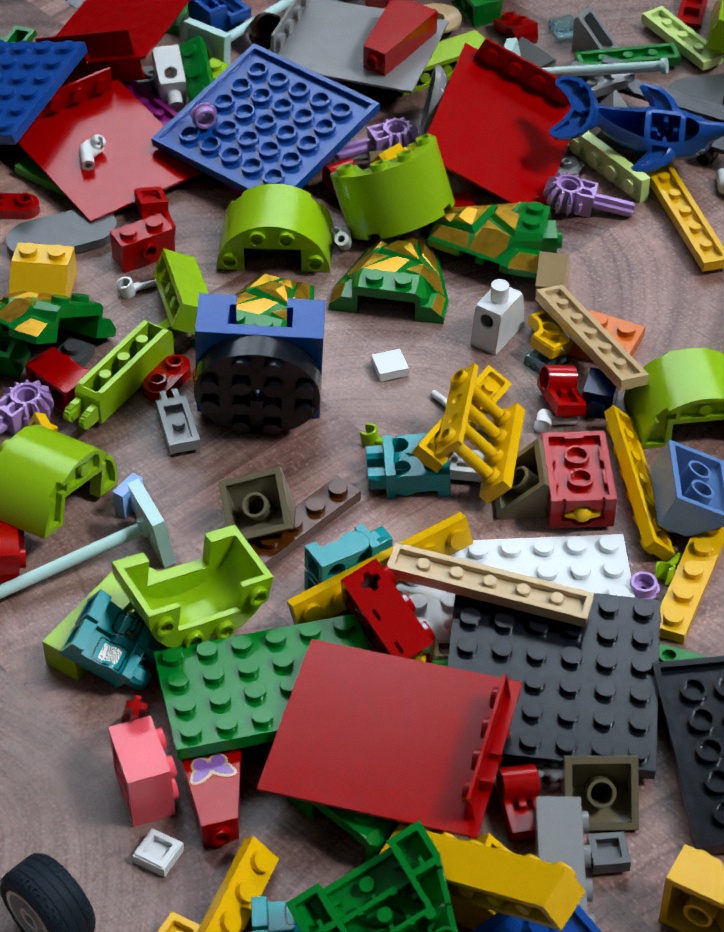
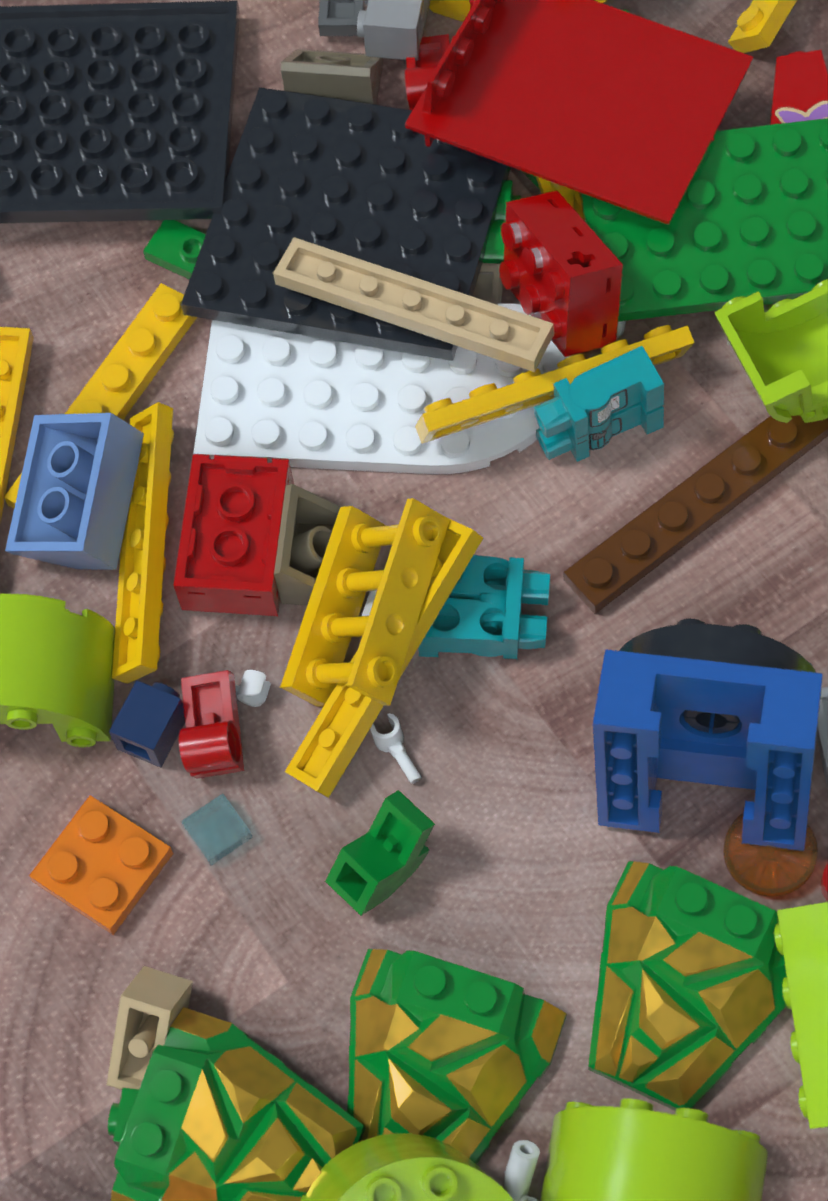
camera: 165 degrees left, 20 degrees up
(258, 503) = (724, 515): dark tan slope -> none
(371, 436) = (520, 681): lime hand -> none
(390, 365) = (478, 846): white tile -> none
(445, 344) = (384, 857): none -> green brick
(497, 317) = (276, 906): white torso -> none
(548, 335) = (191, 898): yellow tile -> none
(592, 337) = (136, 813): tan plate -> none
(644, 585) = (186, 357): lavender plate -> none
(665, 570) = (148, 392): lime hand -> none

